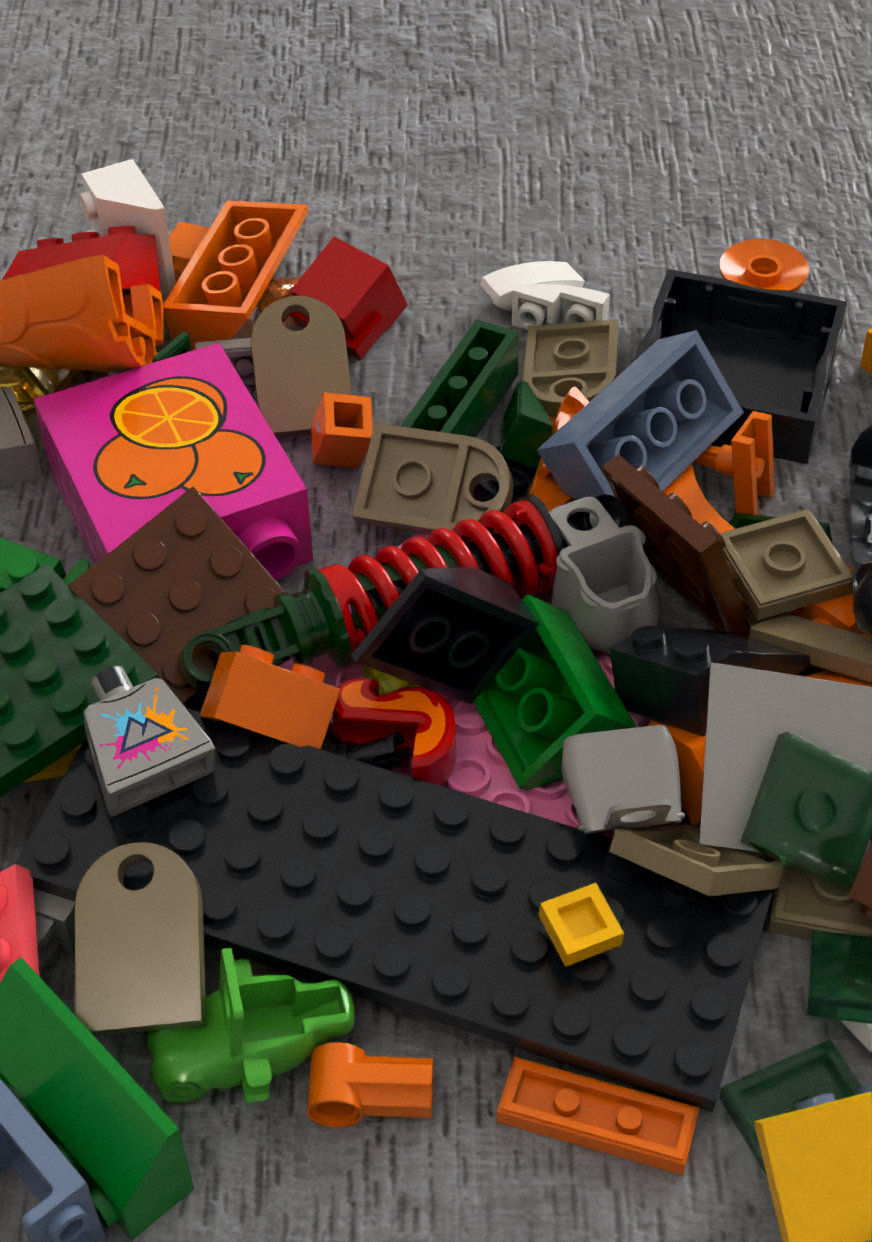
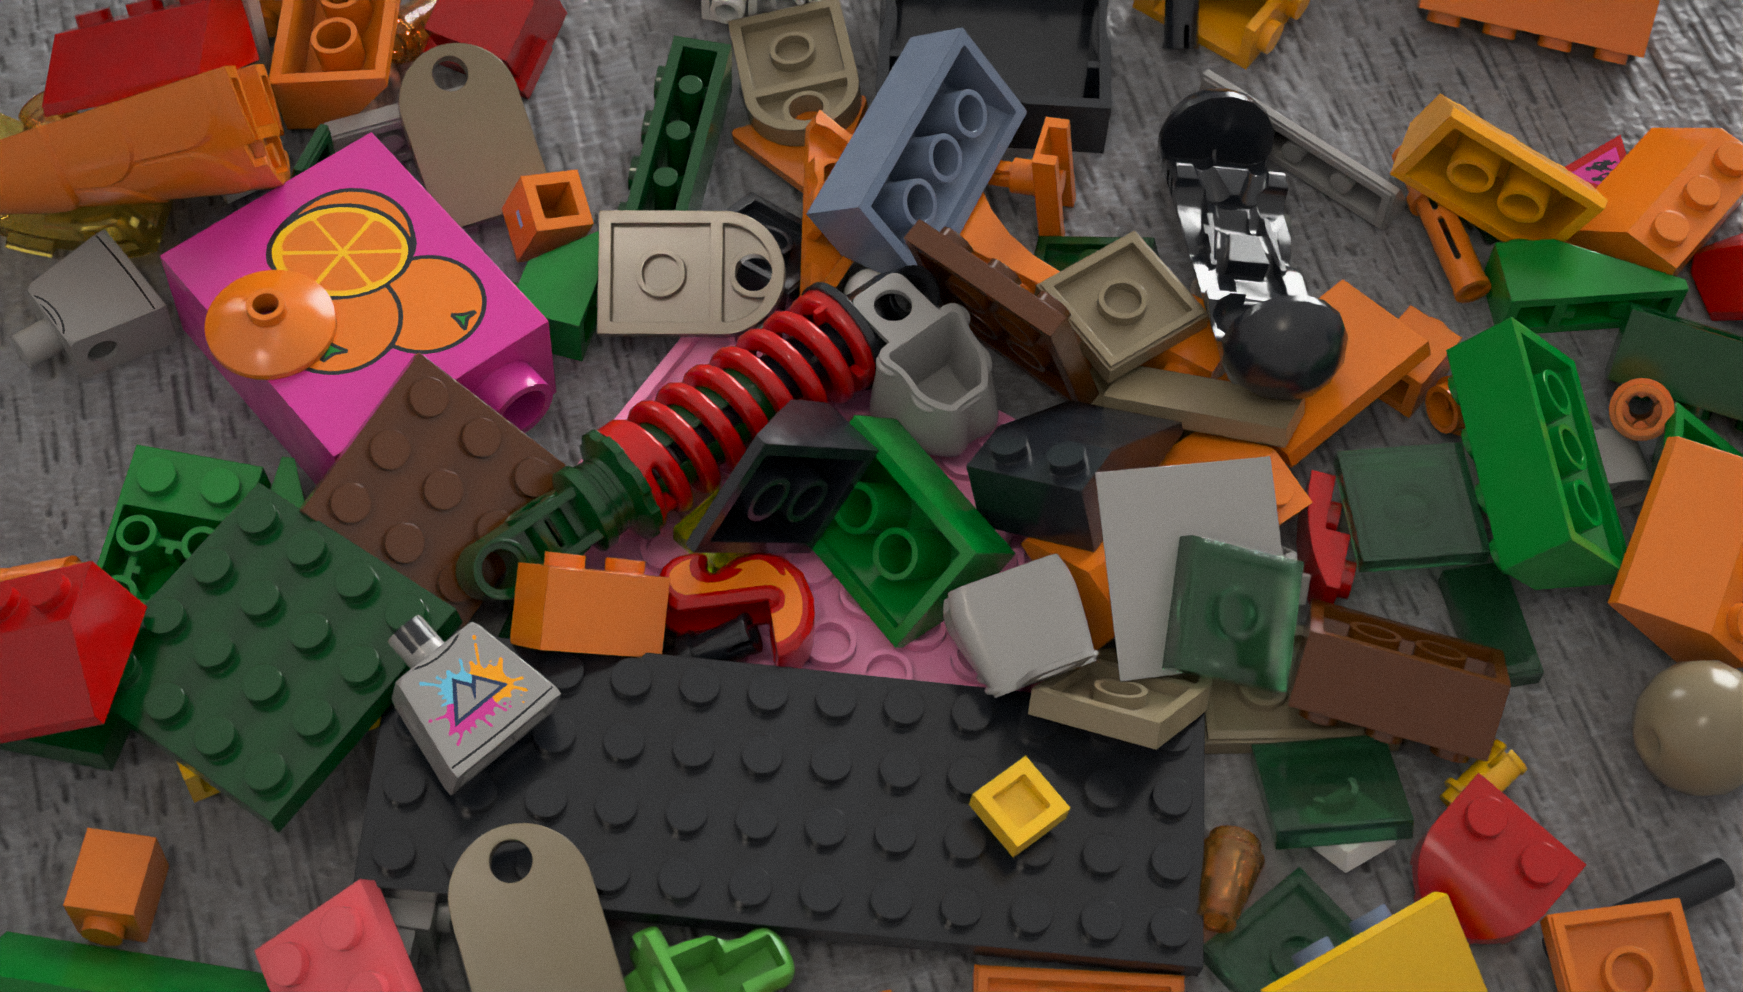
camera: 20 degrees left, 10 degrees up
(95, 456) = (276, 342): none -> orange dish
(332, 491) = (566, 293): none -> green slope
(524, 426) = (767, 169): dark green slope -> none
(760, 1030) = (1228, 876): none -> clear orange cone

